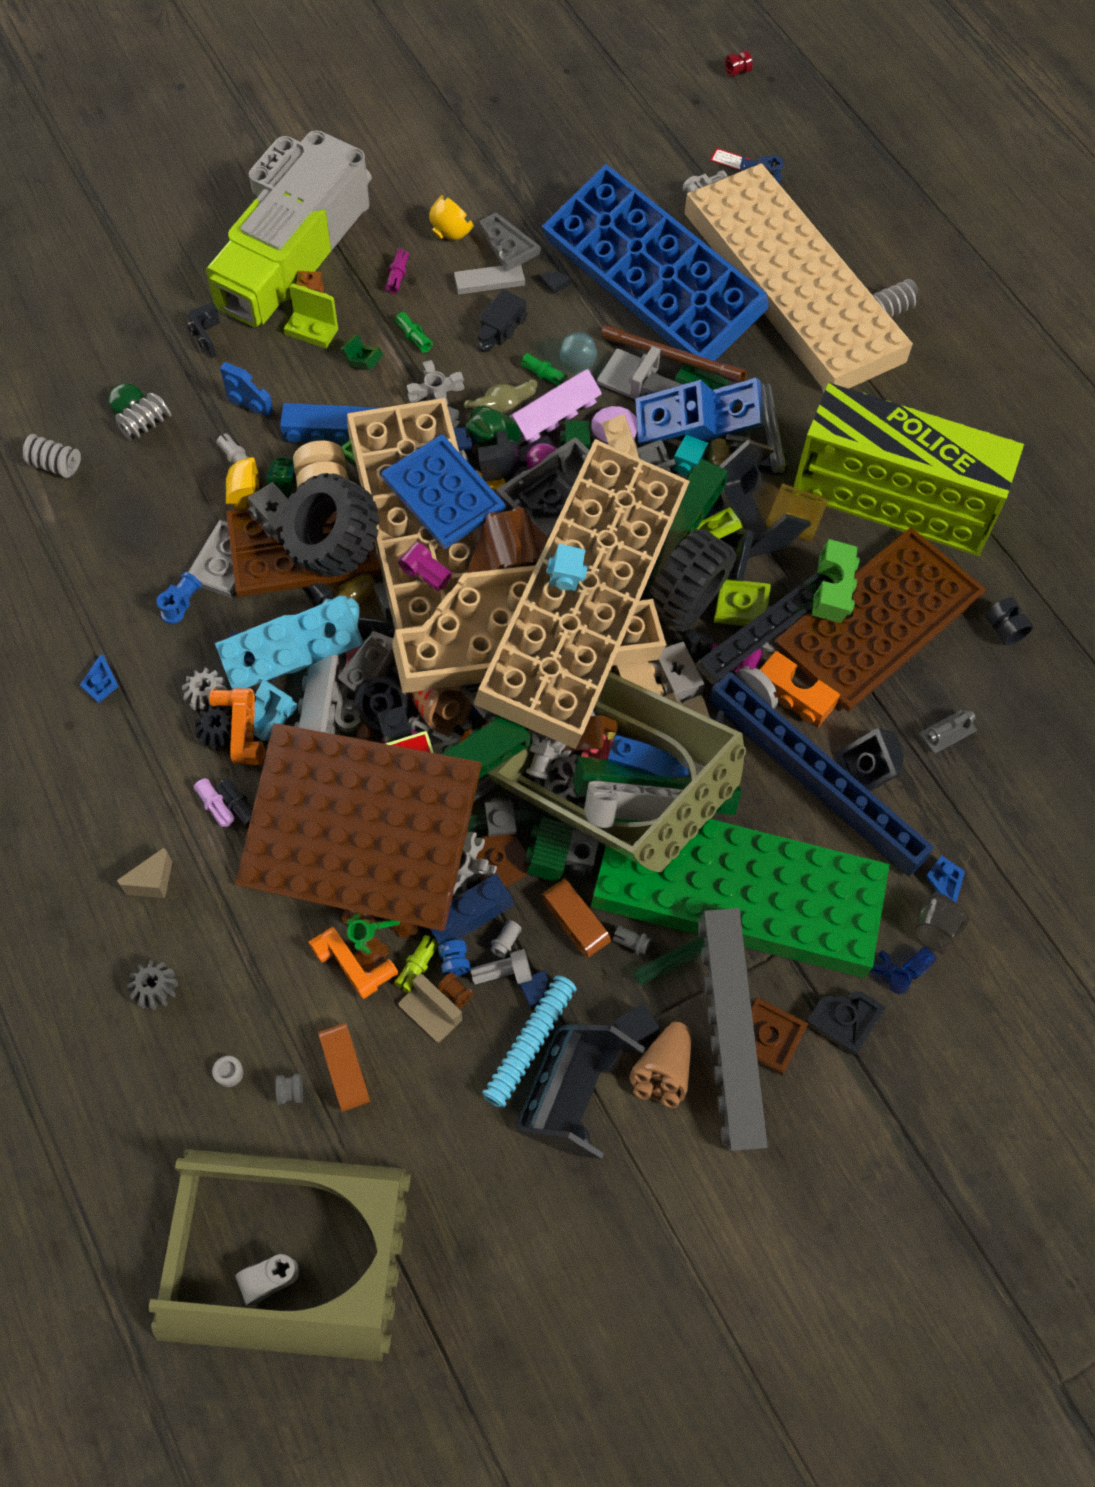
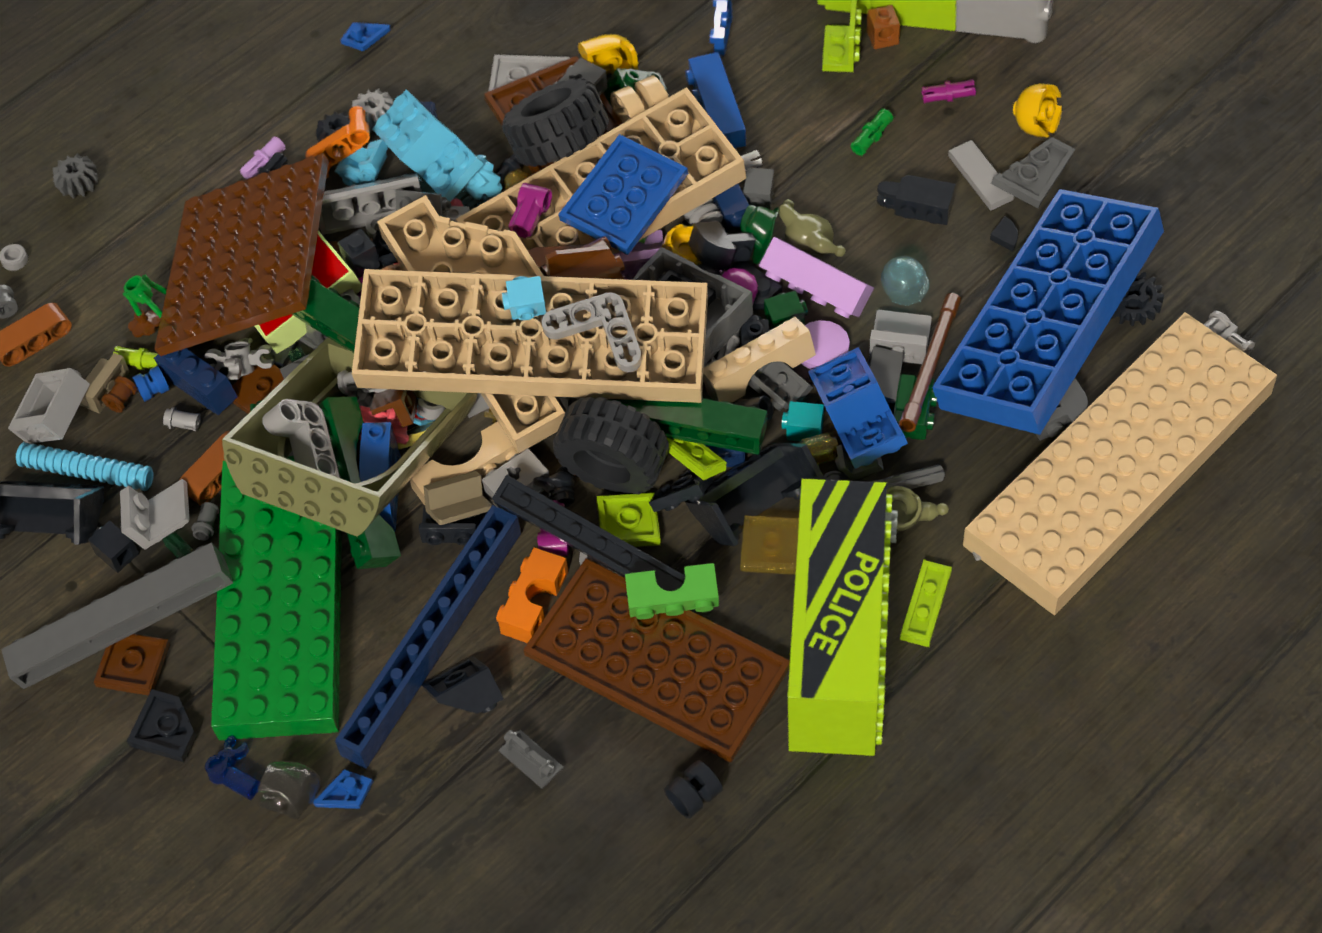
camera: 80 degrees right, 5 degrees down
(149, 877) = (177, 139): dark tan slope -> none
(176, 599) = (466, 56): blue connector -> none
(231, 449) = (652, 42): light grey pin -> none
(330, 945) = (117, 316): orange beam -> none
(360, 355) = (819, 95): dark green bracket -> none
(435, 384) = (802, 171): light grey pin -> none
(439, 1076) = (49, 406): none -> light grey window
(516, 964) = (150, 433): light grey piece -> none
(535, 989) = (140, 455): dark blue tile -> none
(543, 369) = (871, 258): green pin -> none
(603, 523) = (599, 317): none -> light grey beam
(617, 974) = (155, 518): none -> light grey bracket
(664, 1067) = (77, 576): medium nougat cone -> none
(727, 158) = (1295, 355): white sticker -> none
(758, 683) = (509, 551): light grey tile -> none
(768, 164) = (1286, 389): dark blue connector -> none
(796, 418) = (912, 509): none -> olive piece
(898, 297) = (1130, 572): light grey piece -> none

